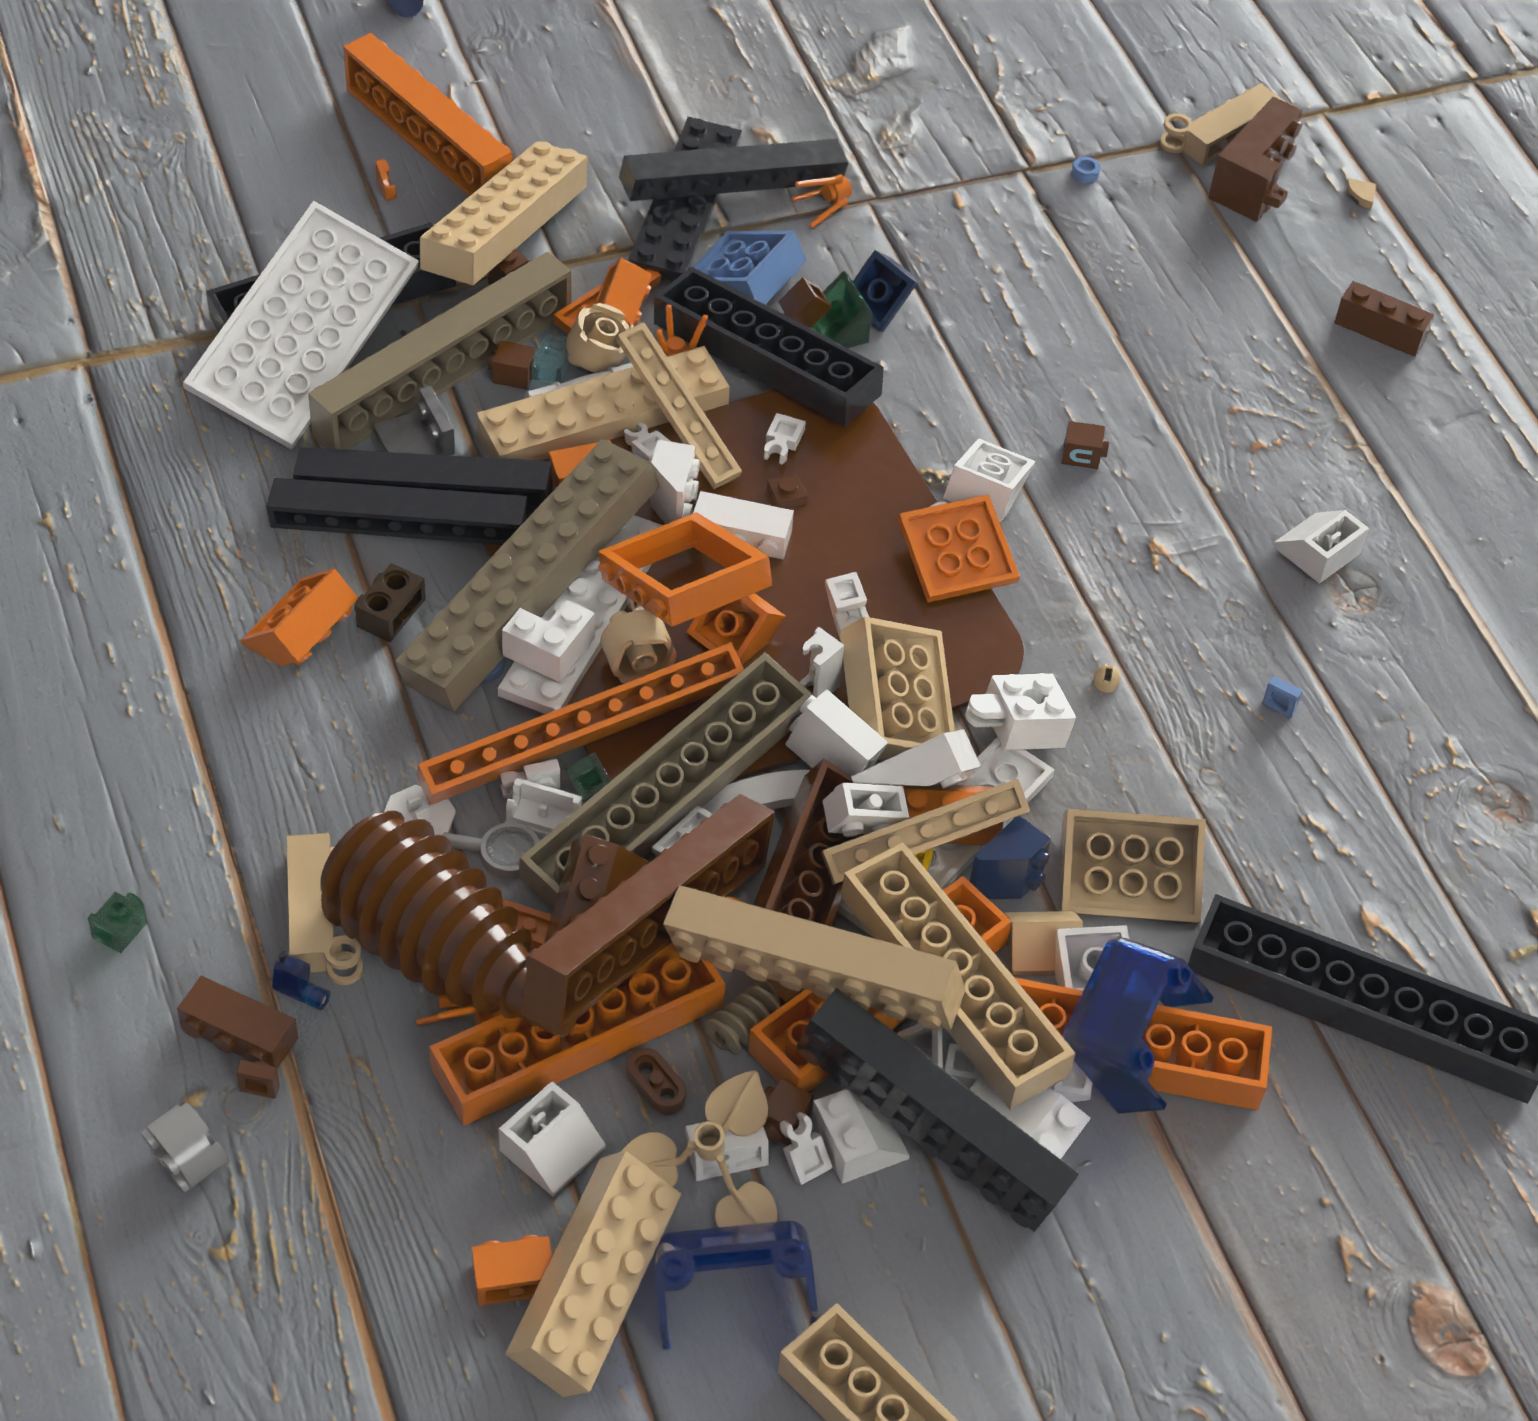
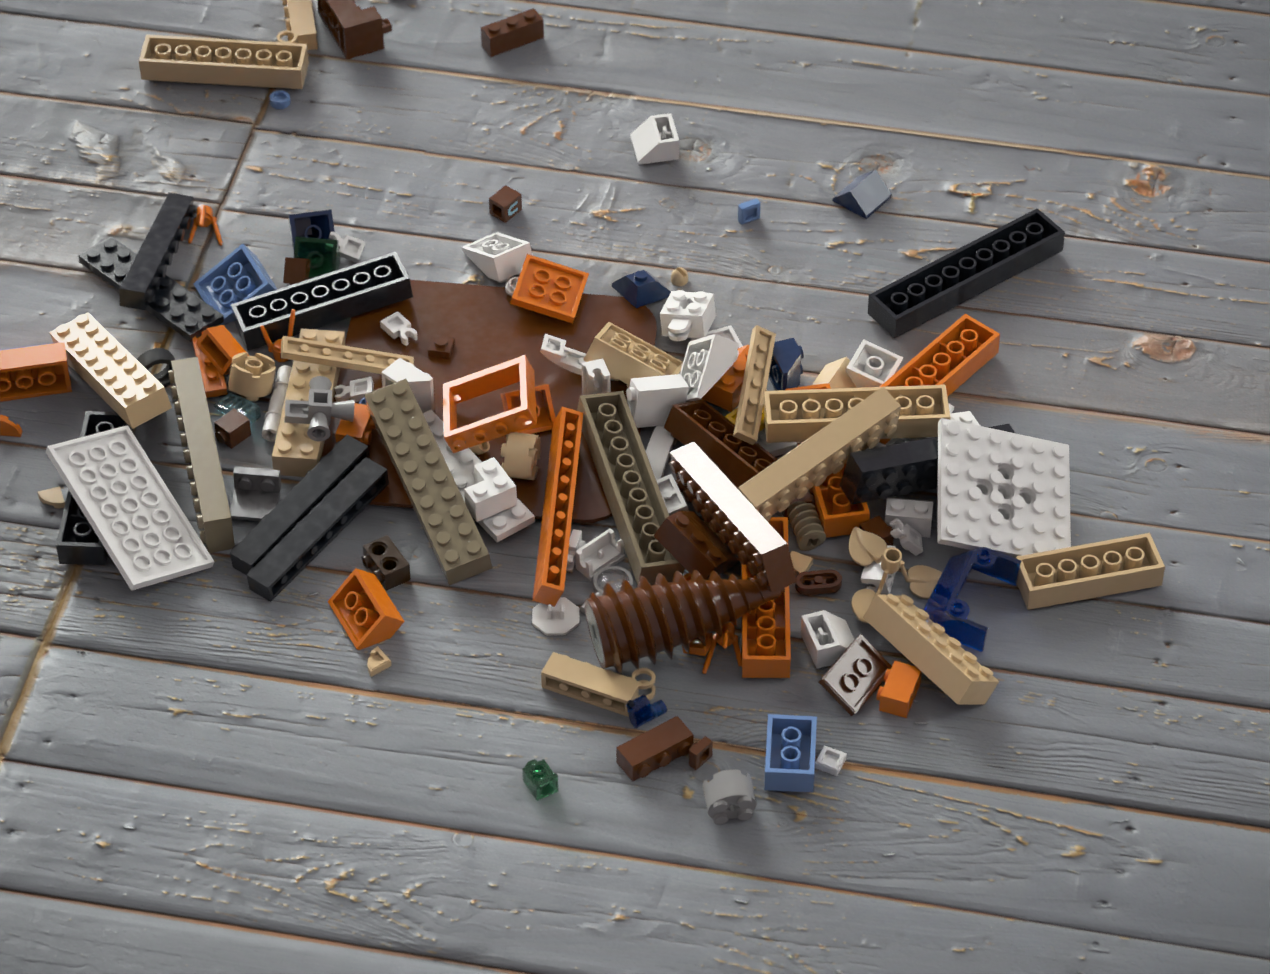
camera: 55 degrees left, 5 degrees down
(229, 670) = (377, 661): none -> tan tile
(307, 1184) = (790, 753): none -> medium blue brick
(339, 1244) = (830, 760): none -> white tile
(501, 1200) = (855, 675): none -> tile
(555, 241) = (157, 356): none -> black tyre
(562, 413) = (318, 409): none -> light grey brick
(587, 774) = (591, 519): clear green brick -> none
(680, 1044) = (800, 562): none -> tan tile
(755, 523) = (460, 365): white brick -> none
(864, 808) = (721, 403): white brick -> none
(887, 334) = (349, 247): none -> white plate
(961, 1153) = (1001, 490): none -> white plate
(1048, 647) = (641, 288): none -> dark blue slope
(1093, 93) = (224, 61): none -> tan brick
(1115, 1014) = (927, 363): clear blue windscreen -> none
(1132, 865) = (820, 322): tan slope -> none
(1427, 814) = (864, 194): none -> slope

